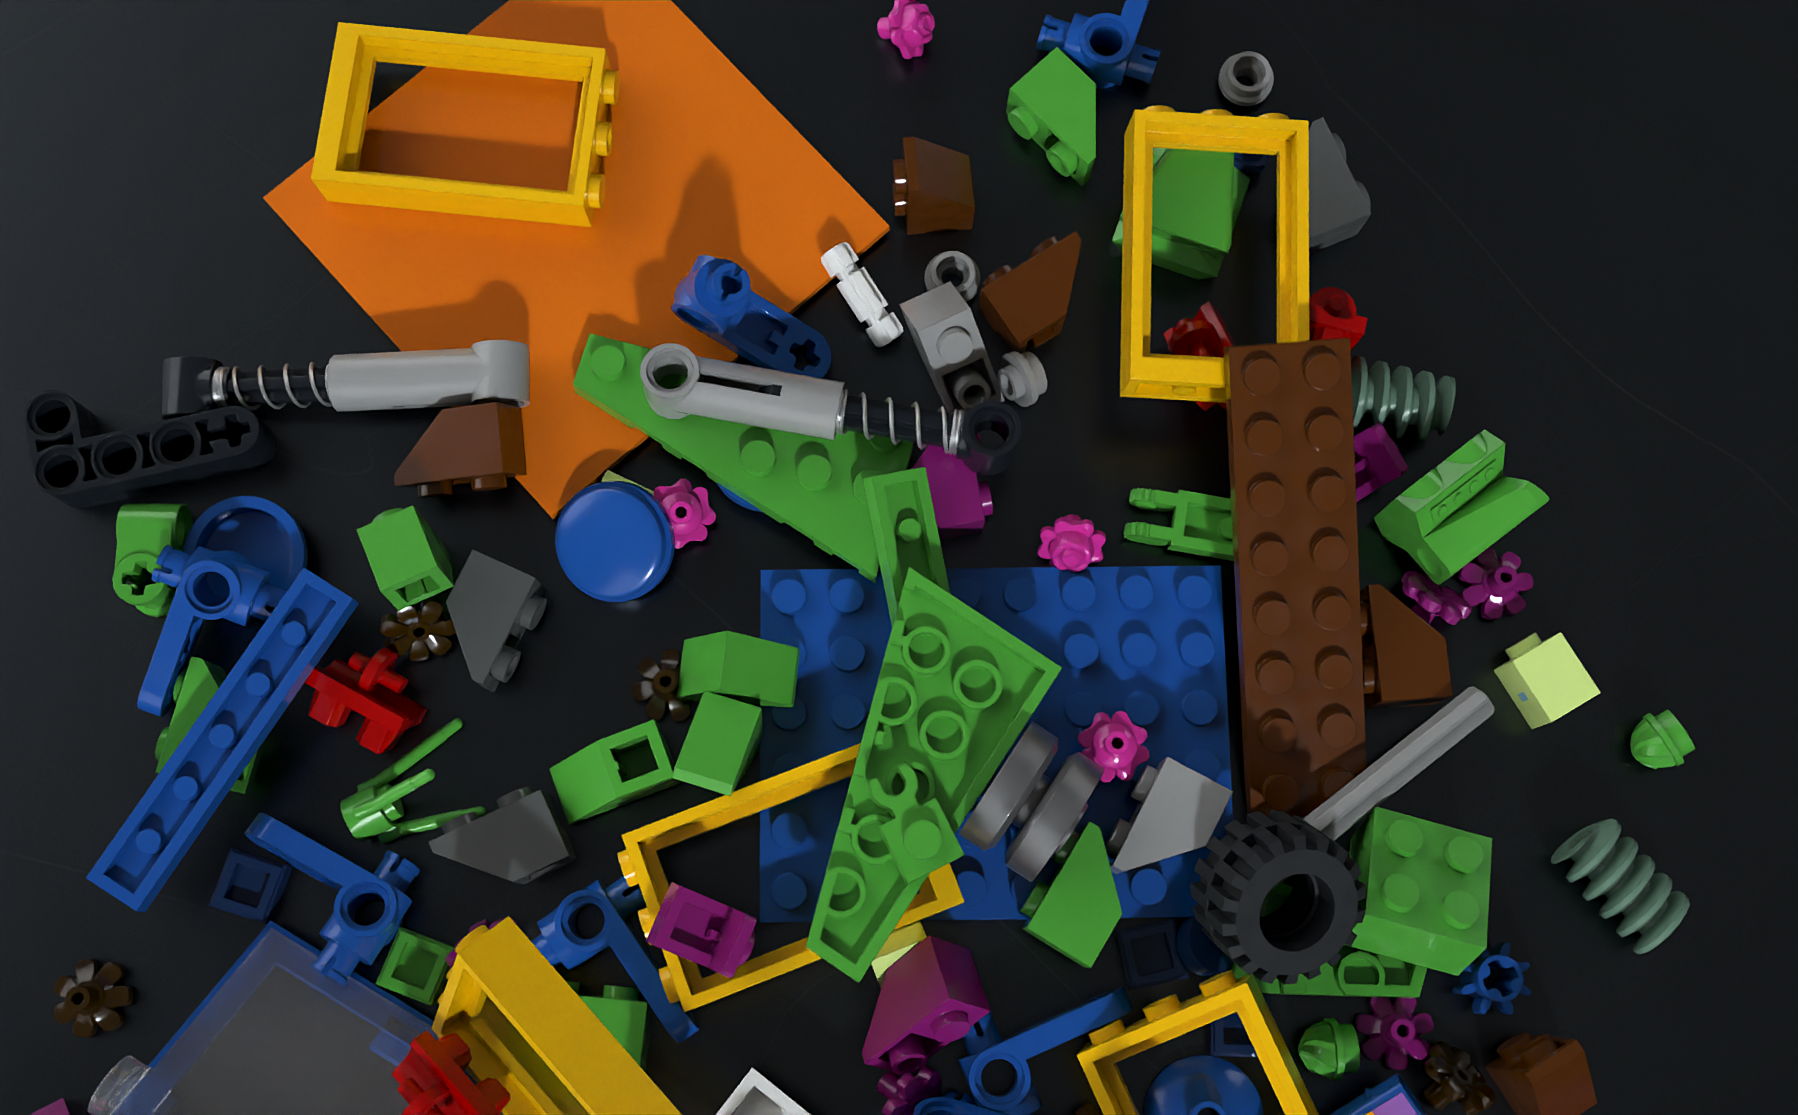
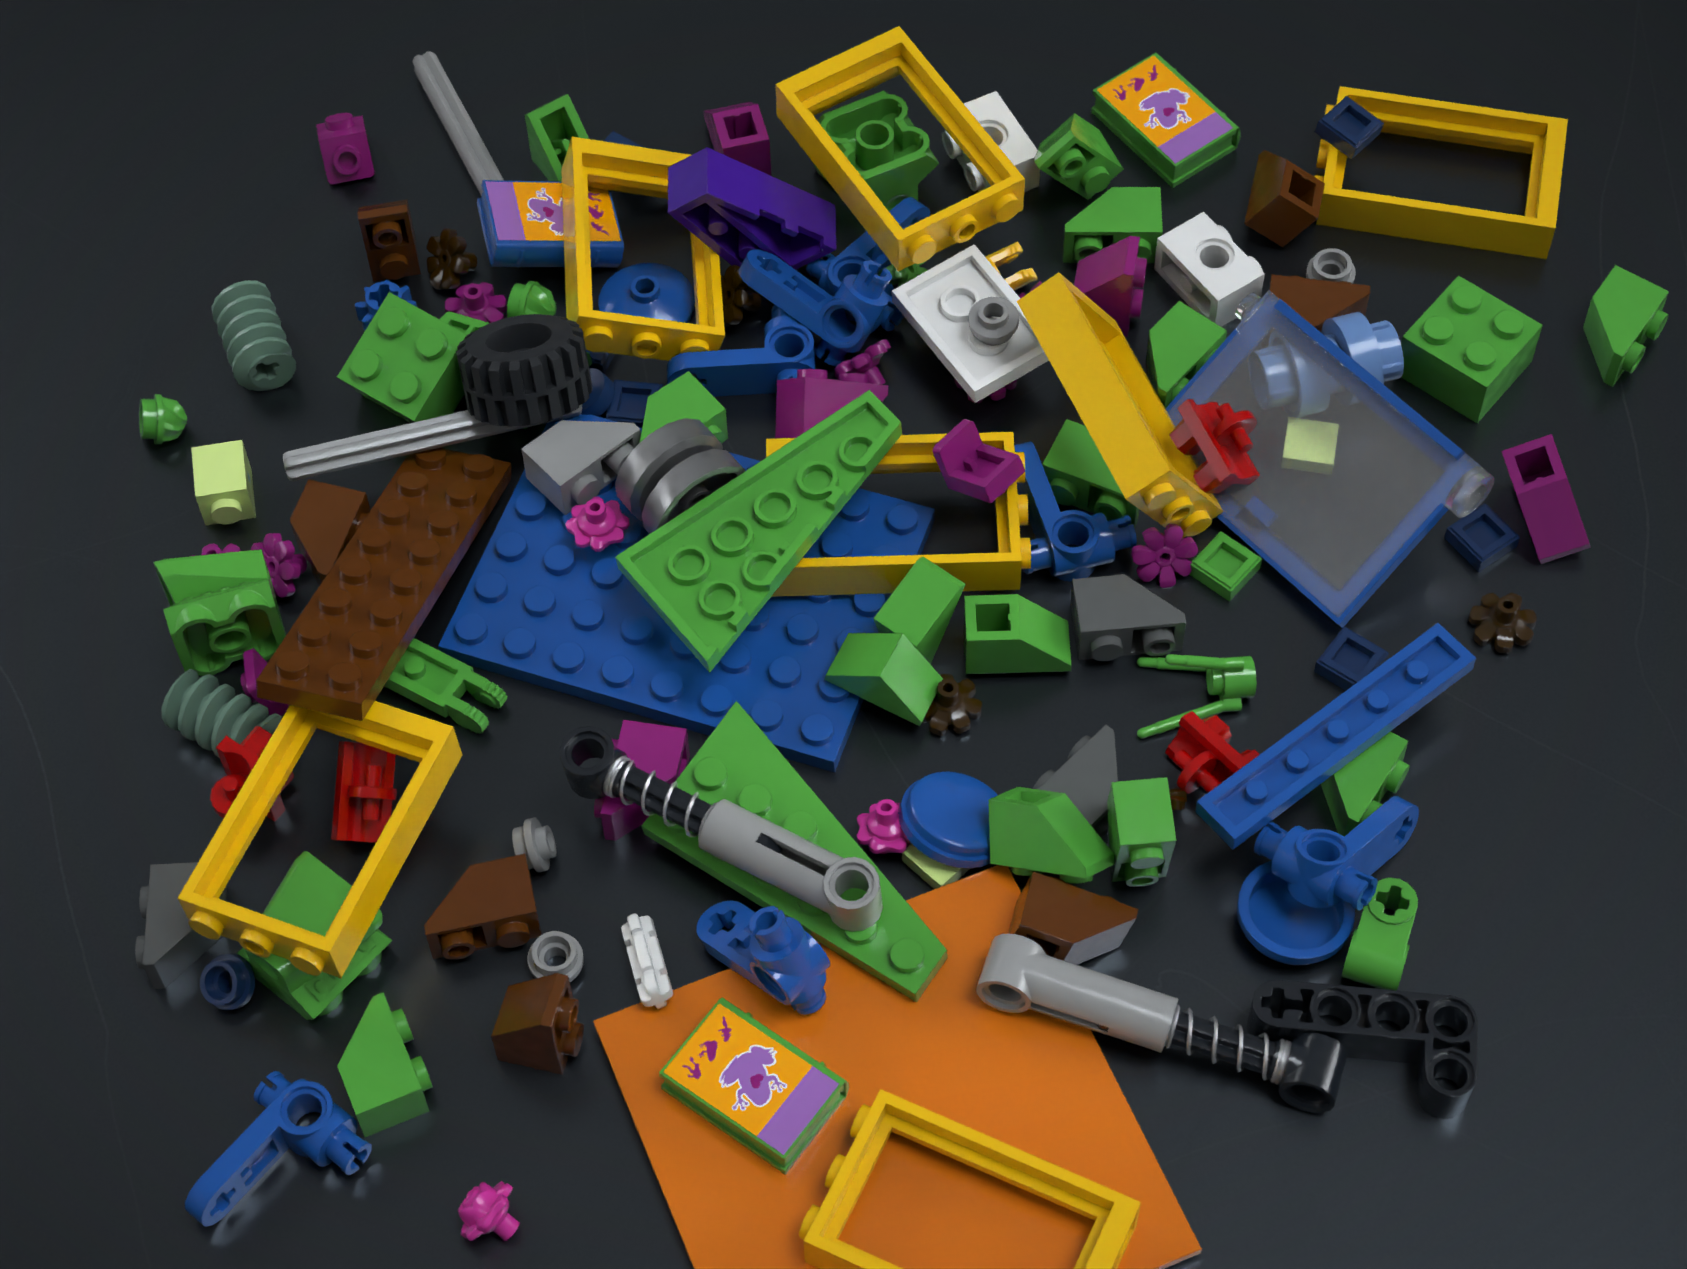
camera: 155 degrees left, 20 degrees down
(346, 940) = (1261, 626): blue piece -> none
(504, 528) = (1044, 834): none -> bright green slope
(711, 199) = (753, 1085): none -> piece
(904, 530) = (698, 710): bright green plate -> none
(917, 835) = (784, 469): bright green plate -> none
(951, 348) = (586, 884): light grey slope -> none
(1071, 543) = (556, 697): dark pink plant -> none
(1252, 66) = (179, 1042): light grey plate -> none

